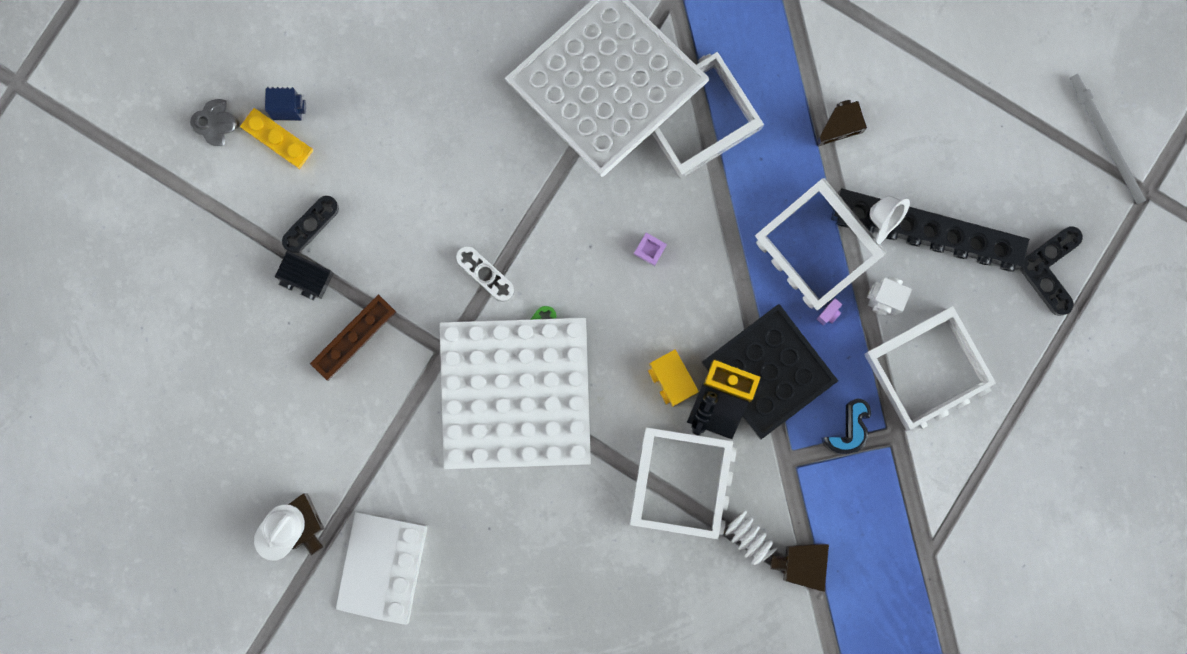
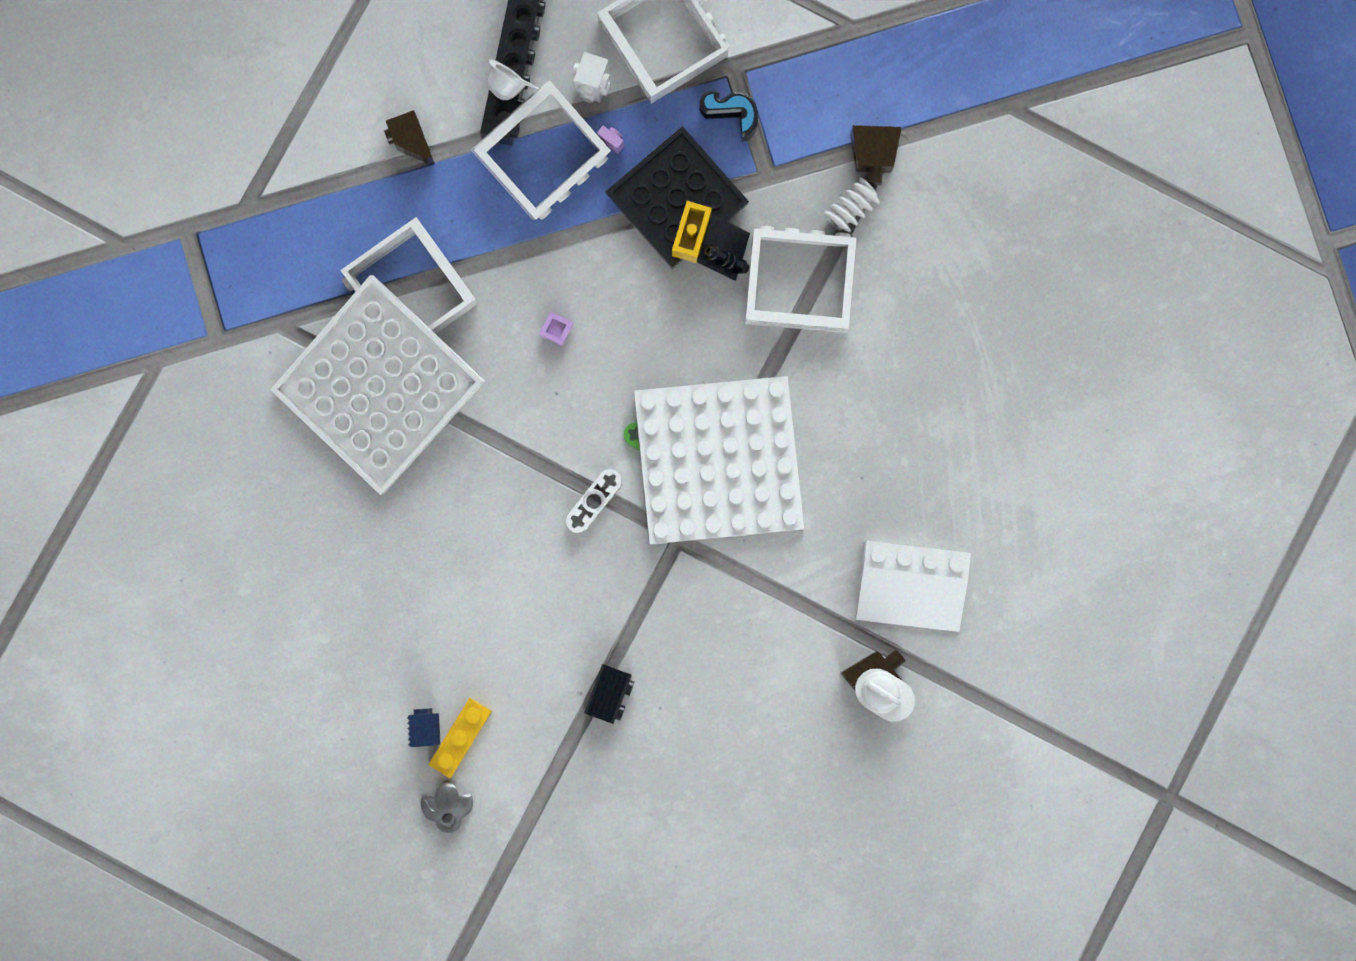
camera: 90 degrees left, 0 degrees up
(317, 206) = (533, 685): black beam -> none
(353, 337) = (671, 636): reddish brown plate -> none
(673, 378) = (691, 296): yellow brick -> none

